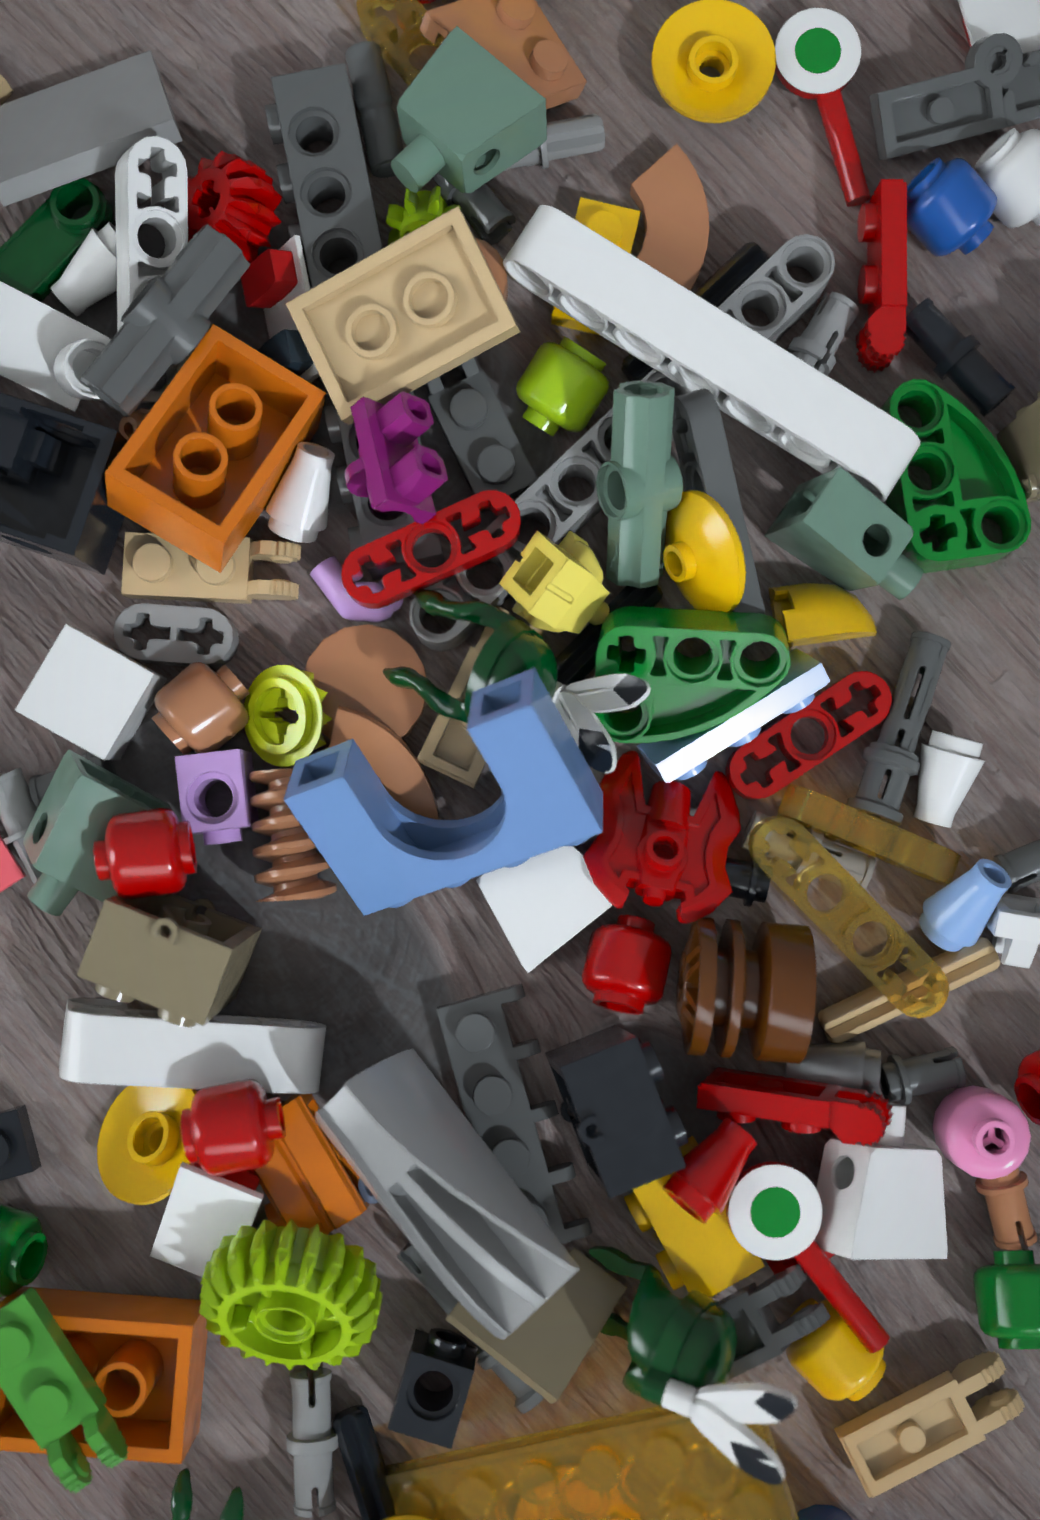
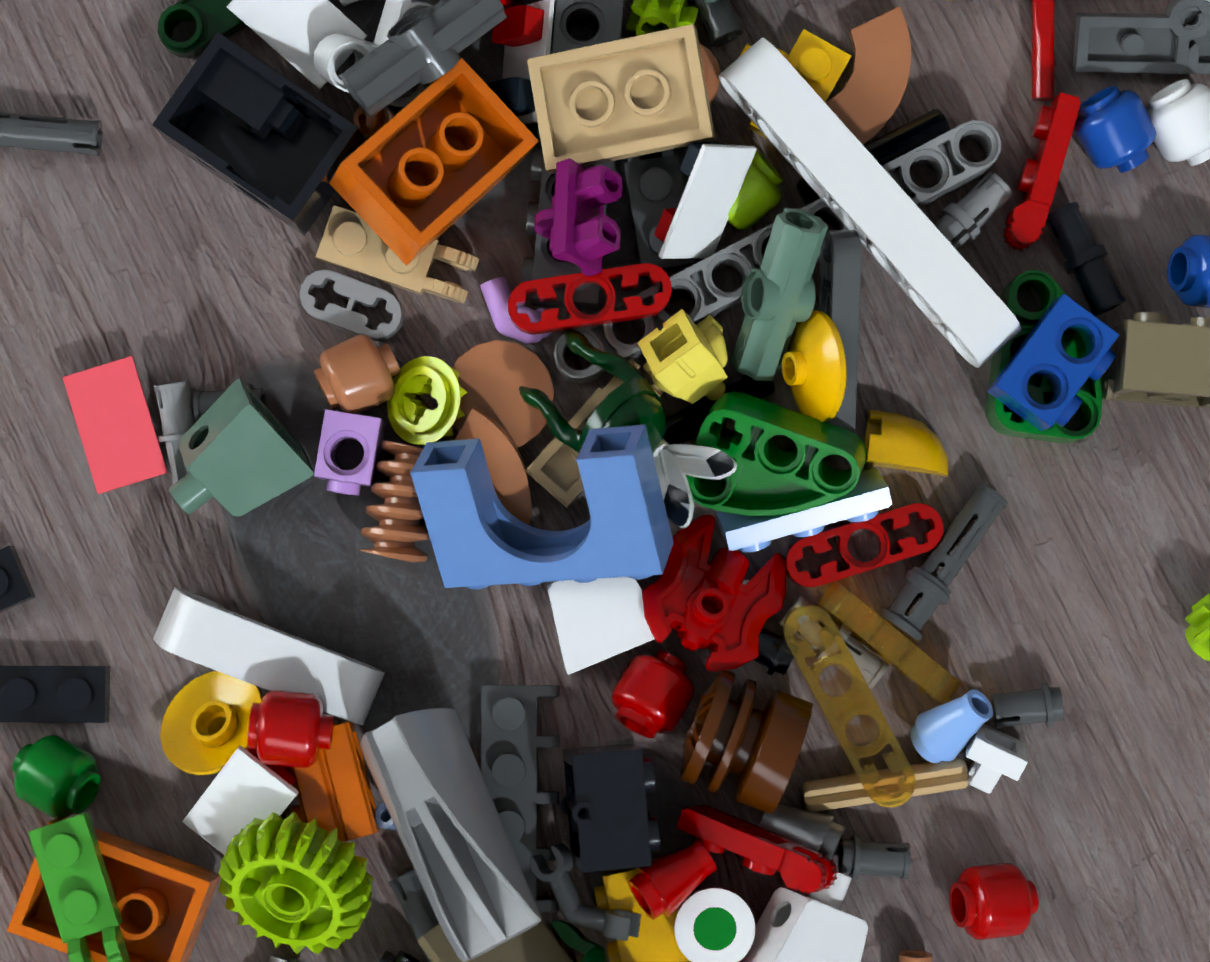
camera: 10 degrees right, 0 degrees up
(90, 694) = (269, 336): white head -> none
(146, 853) = (282, 484): red head -> none
(169, 956) = (271, 573): dark tan brick -> none
(302, 496) = (493, 218): white cone -> none
(531, 393) = (713, 185): none -> white piece
(660, 1237) = (611, 922): none -> dark grey arm
(847, 535) = (926, 373): sand green torso -> none
(945, 776) = (969, 613): white cone -> none
(955, 466) = (1044, 356): none -> blue brick
(981, 1132) = (894, 904): bright pink head -> none

